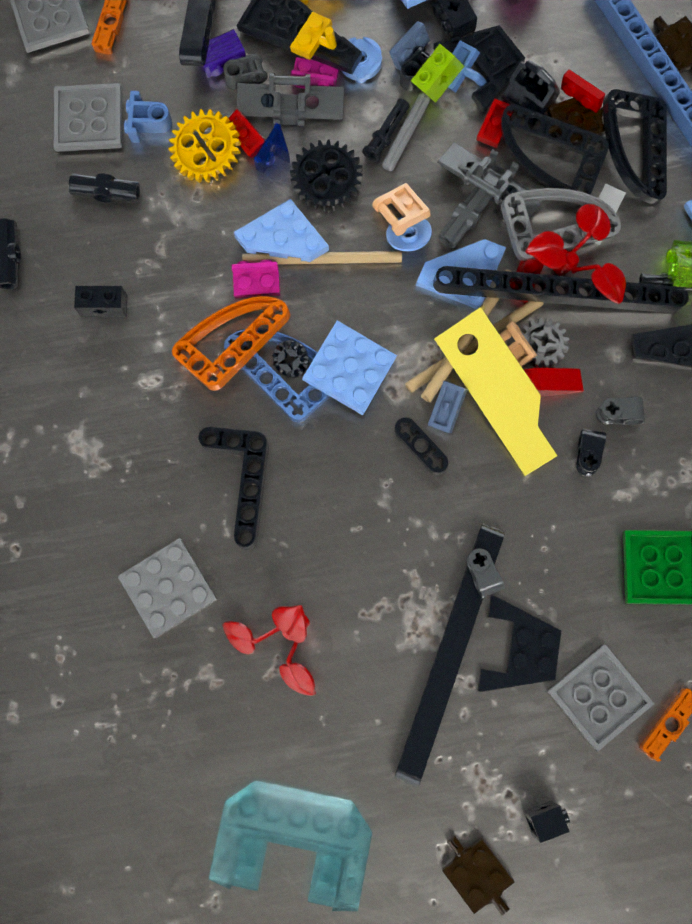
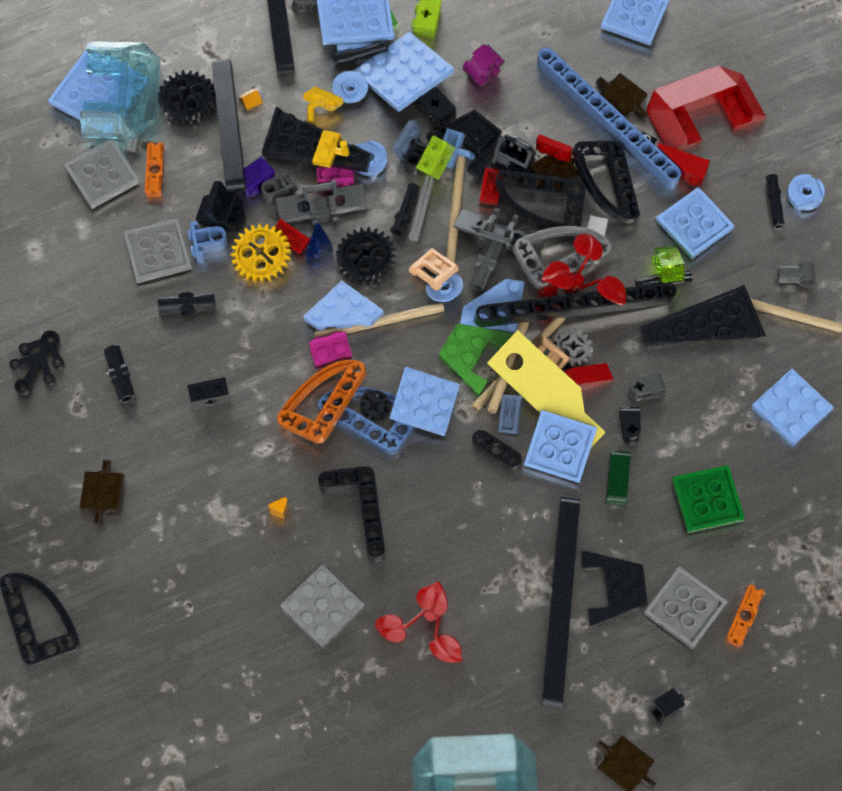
camera: 20 degrees left, 10 degrees down
(147, 457) = (279, 507): none -> light orange slope
(173, 83) = (221, 209): none -> black piece
(414, 314) = (465, 349): none -> bright green wing
(447, 140) = (455, 207): none -> tan piece
(486, 578) = (573, 533): dark grey piece -> none
(498, 461) = (560, 446): none -> light blue plate
(558, 515) = (618, 477): none -> dark green beam

